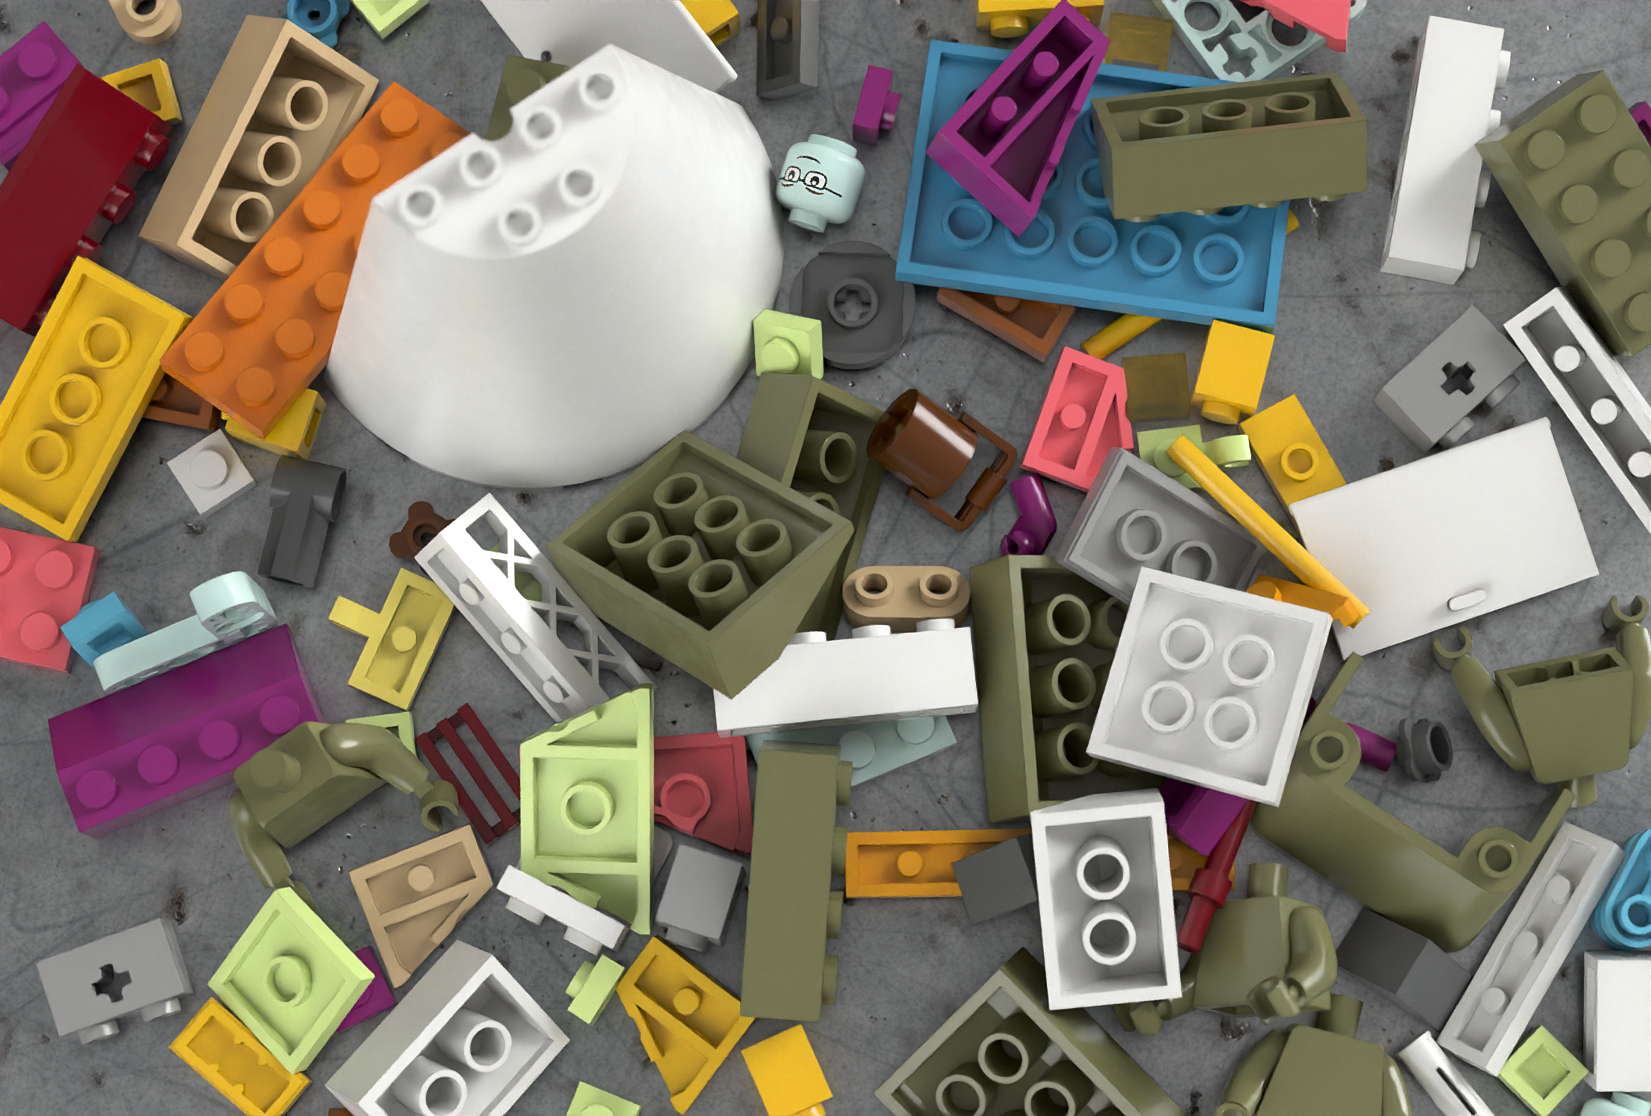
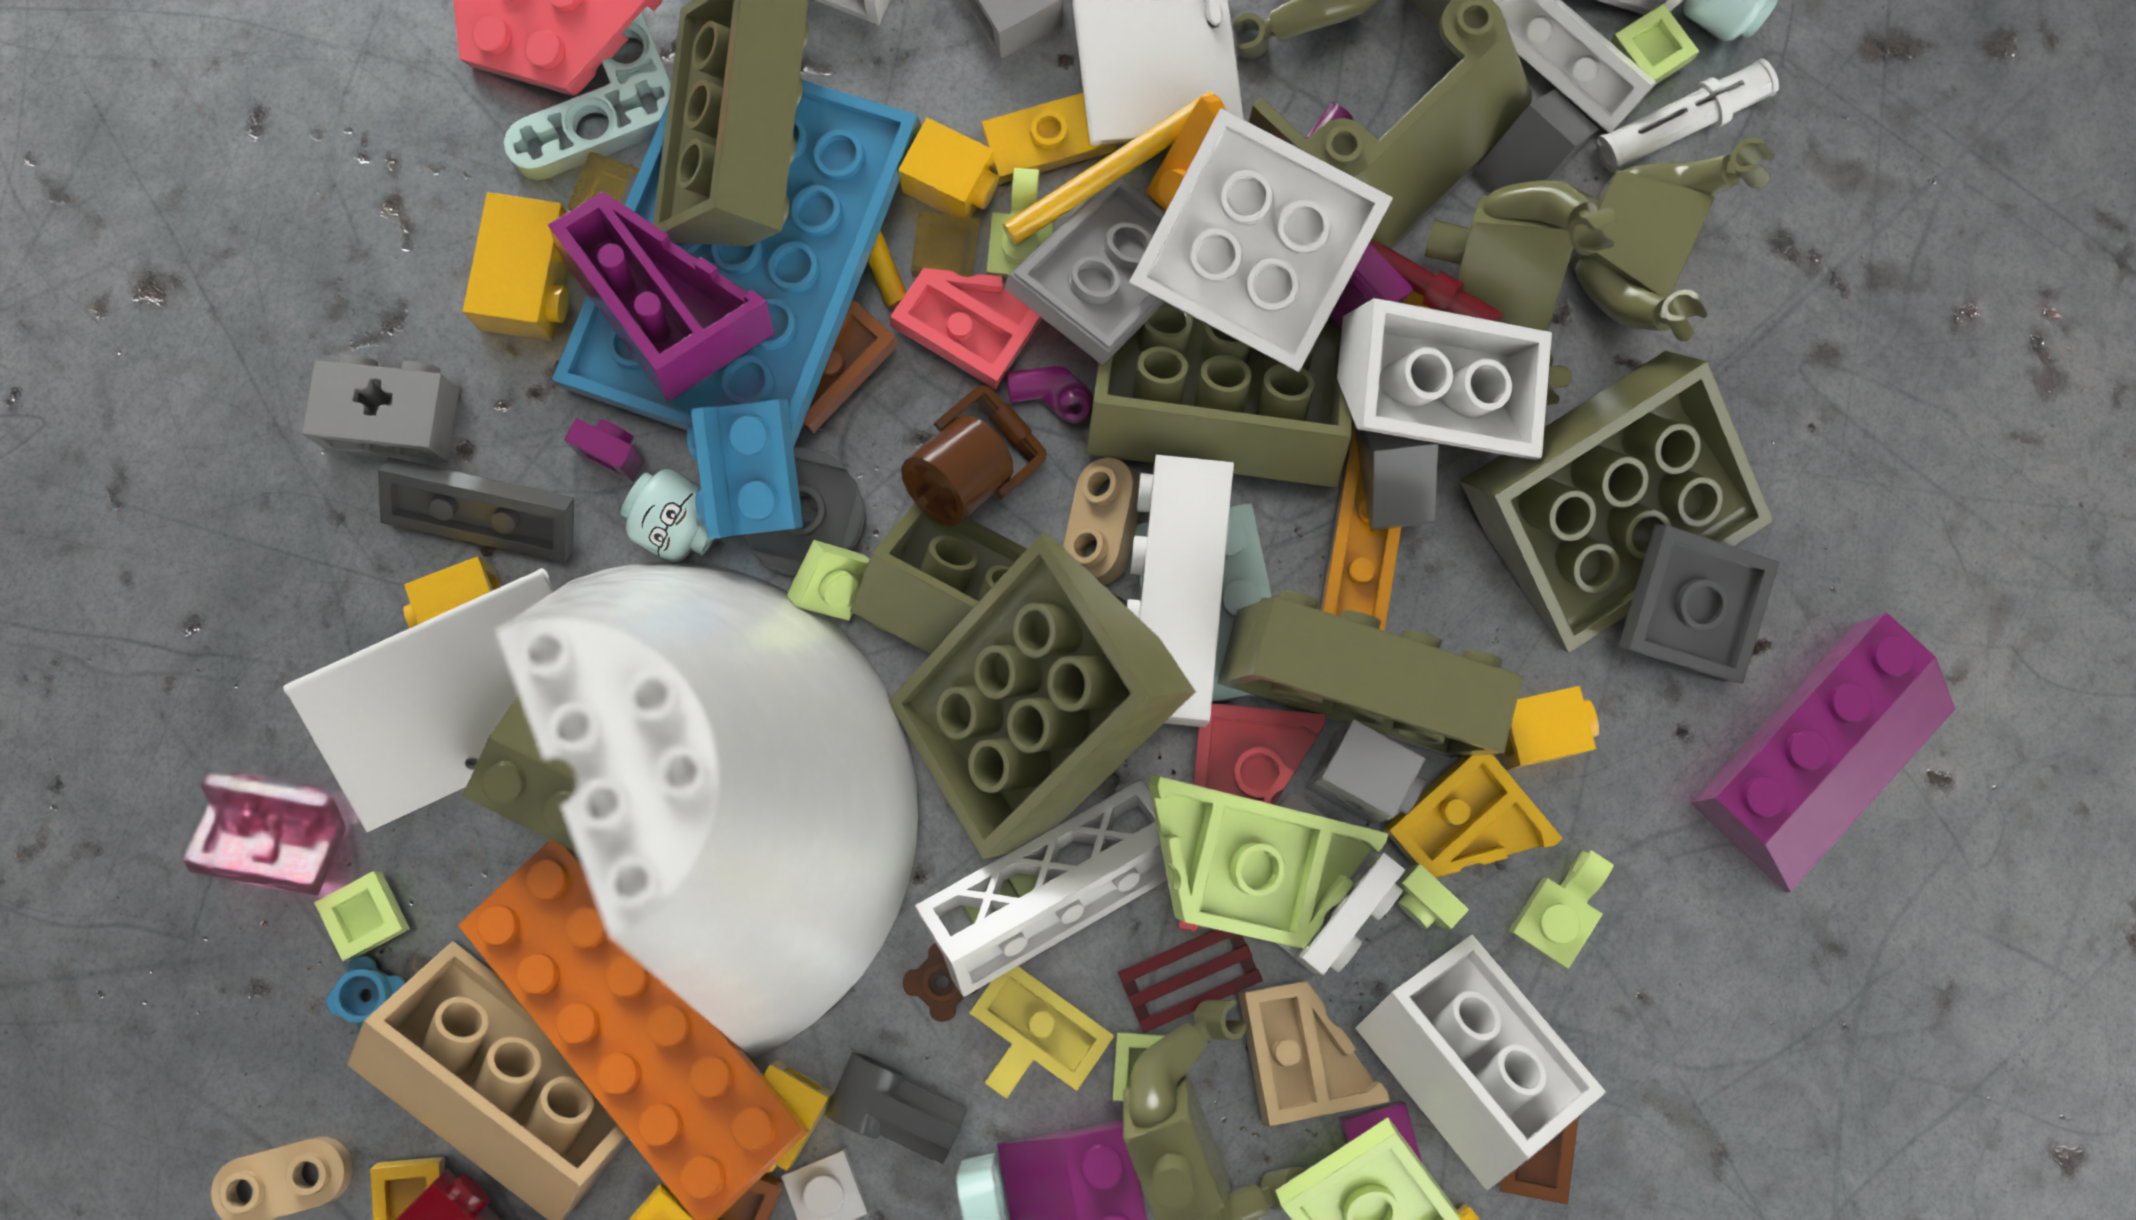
camera: 85 degrees left, 0 degrees up
(874, 239) = (745, 468): none -> dark azure bracket
(1424, 748) = (1341, 80): dark grey plate -> none

